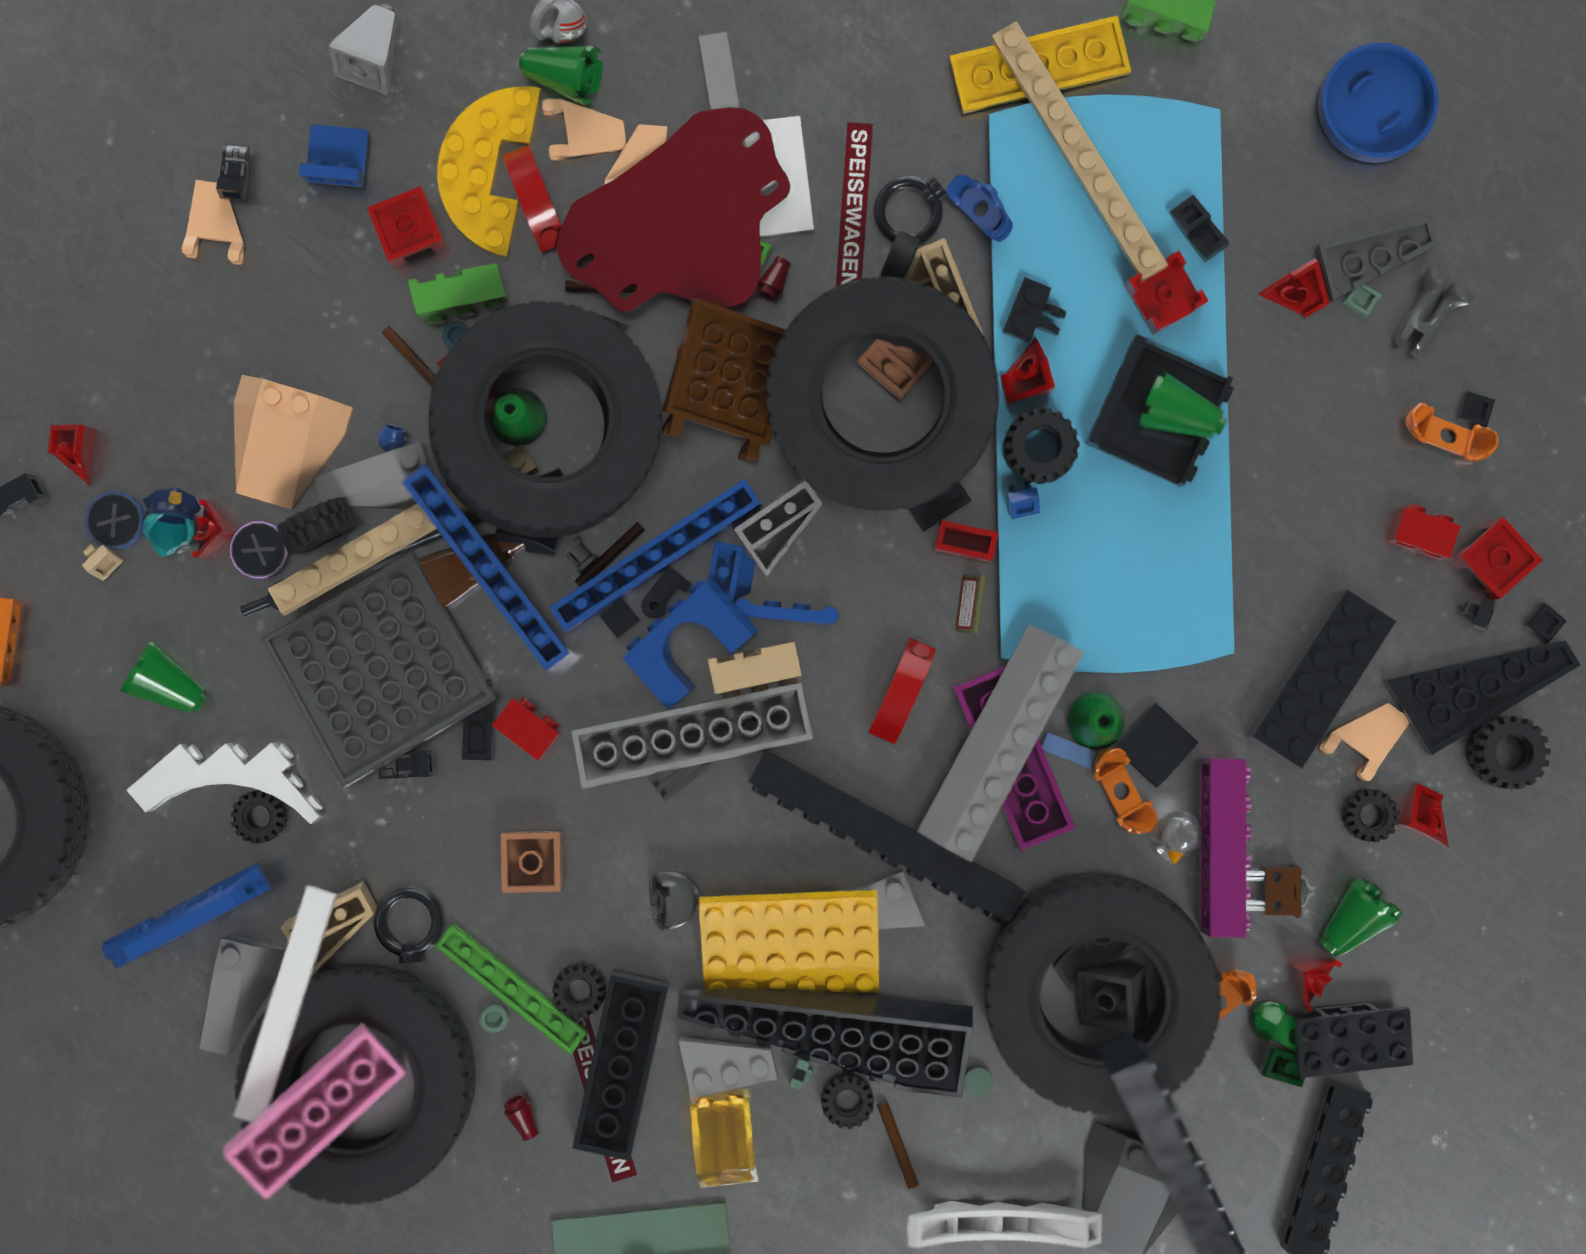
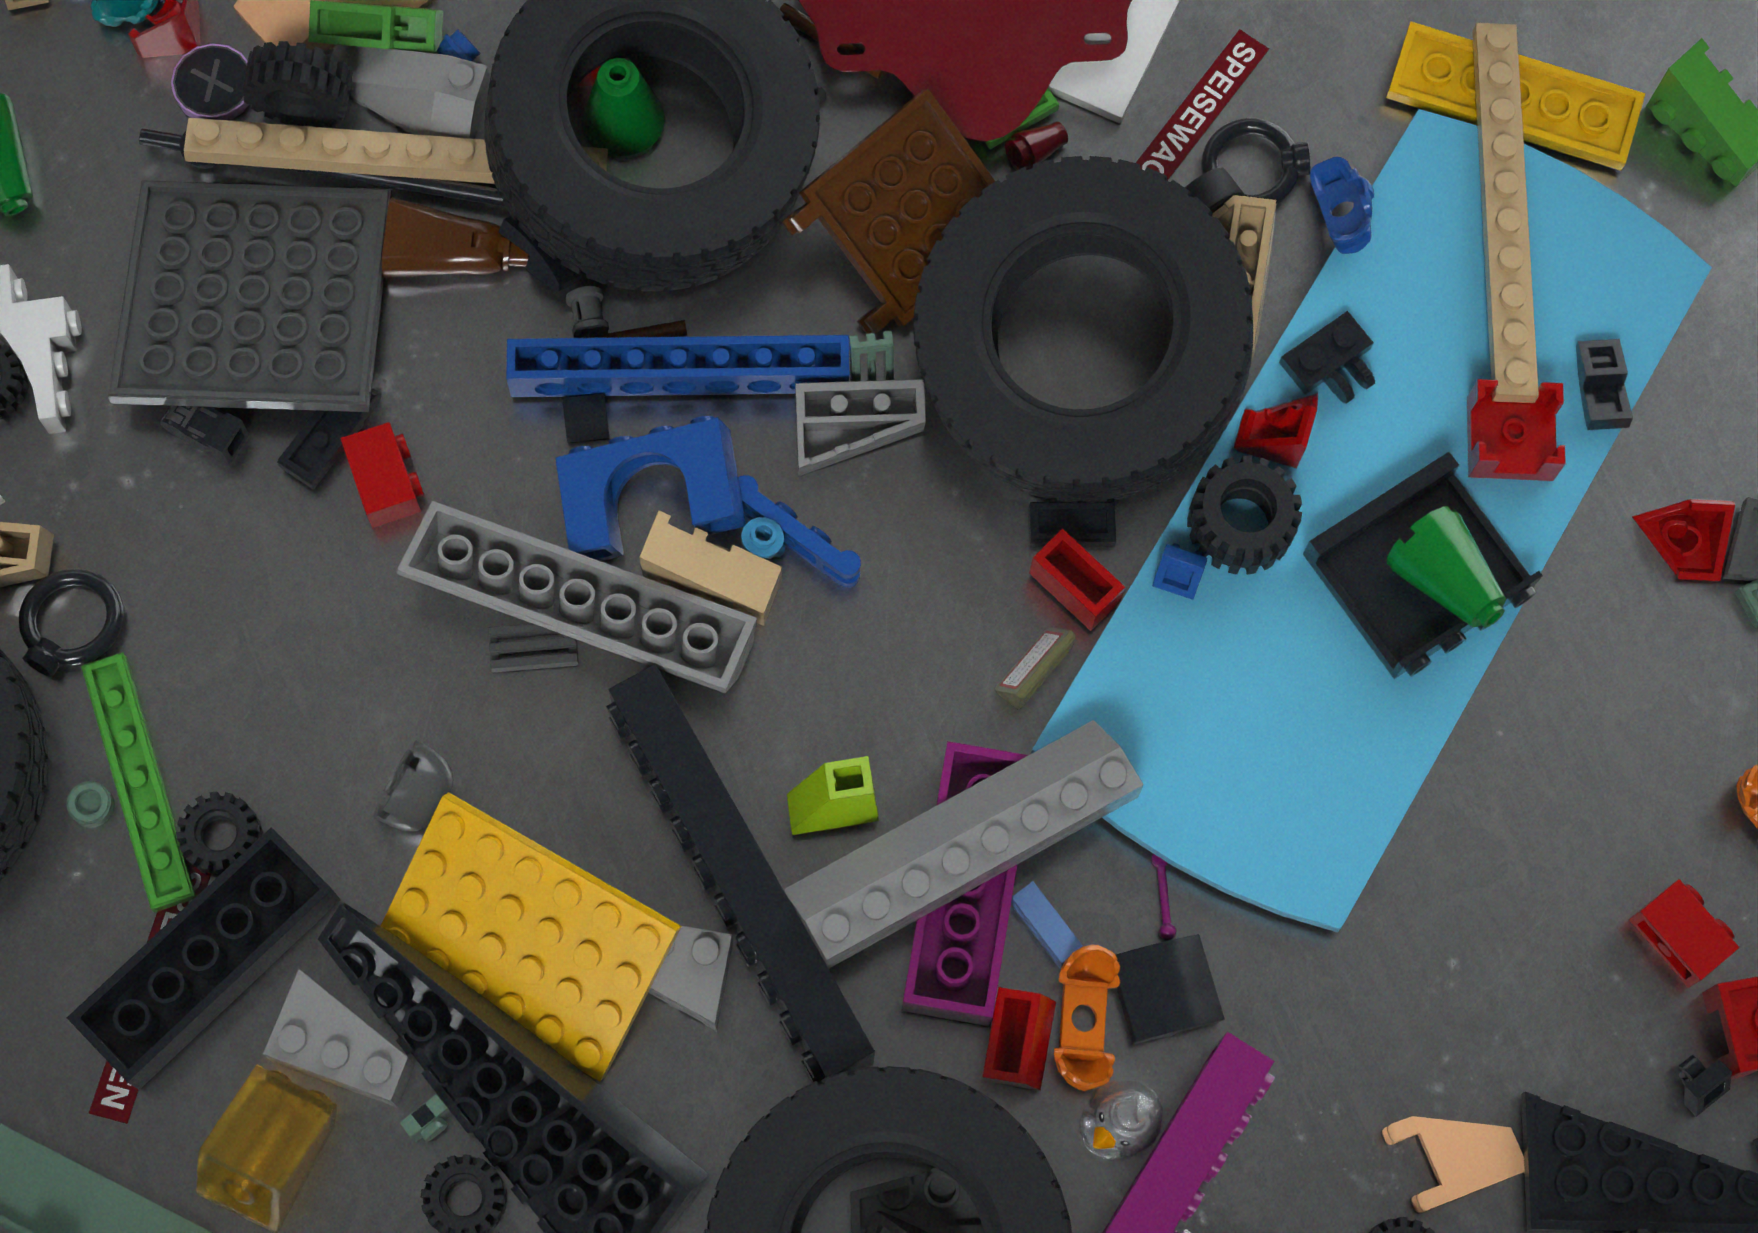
camera: 30 degrees right, 15 degrees down
(334, 455) = (375, 26): none -> bright green slope
(485, 566) = (463, 244): blue brick -> none
(521, 1116) = (34, 948): dark red cone -> none
(532, 861) = (274, 633): nougat brick -> none
(656, 600) = (667, 409): black leg -> none
(731, 569) = (763, 441): blue slope -> none
(765, 482) = (870, 347): none -> sand green tile
(772, 631) = (763, 538): none -> dark azure plate
(894, 366) = (1119, 328): nougat wing -> none
(902, 691) = (878, 710): red arch -> none
(907, 755) = (834, 797): none -> lime slope
(1084, 718) = (1102, 920): green cone -> none
(1095, 827) = (1019, 1038): none -> red brick
(1137, 711) = (1167, 930): none -> magenta hinge
(1321, 678) = (1436, 1034): black brick -> none

